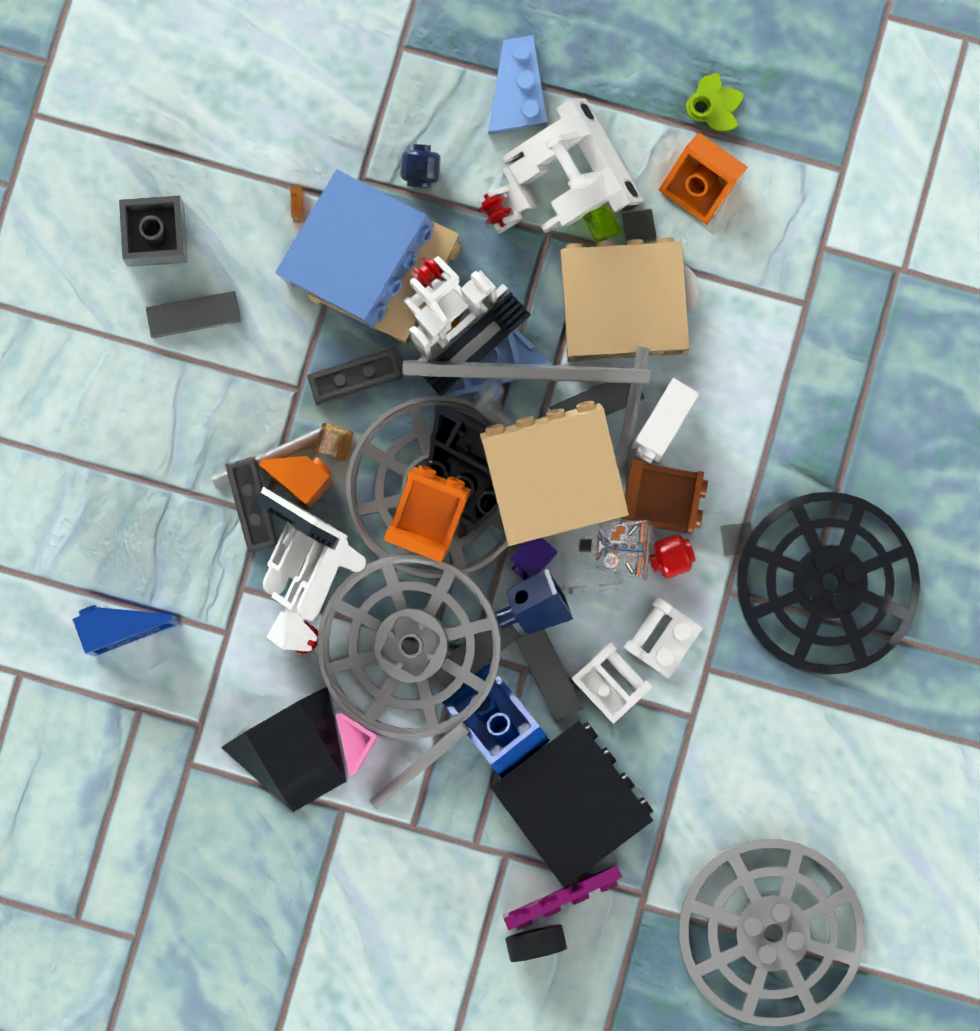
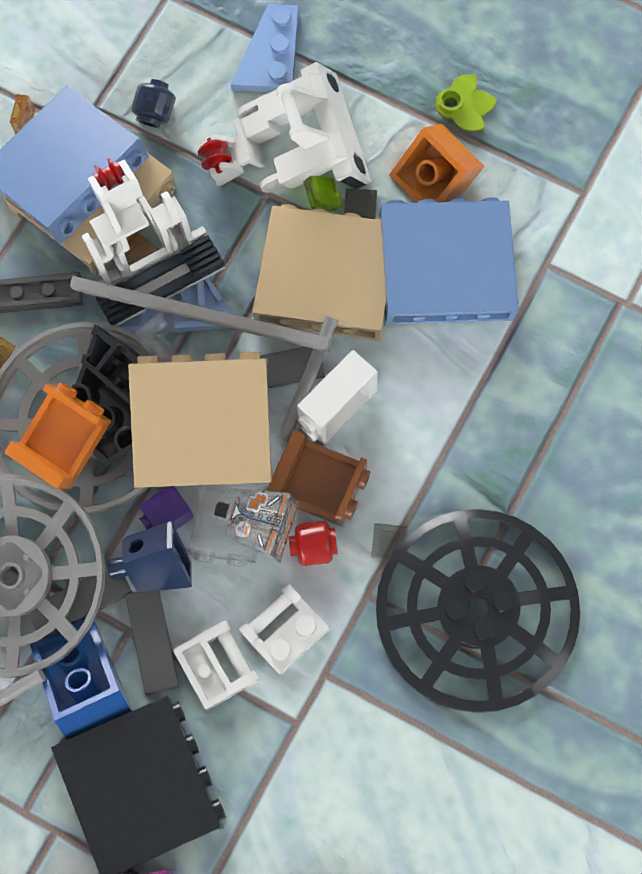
camera: 20 degrees right, 10 degrees down
(735, 267) = (448, 261): none -> medium blue panel

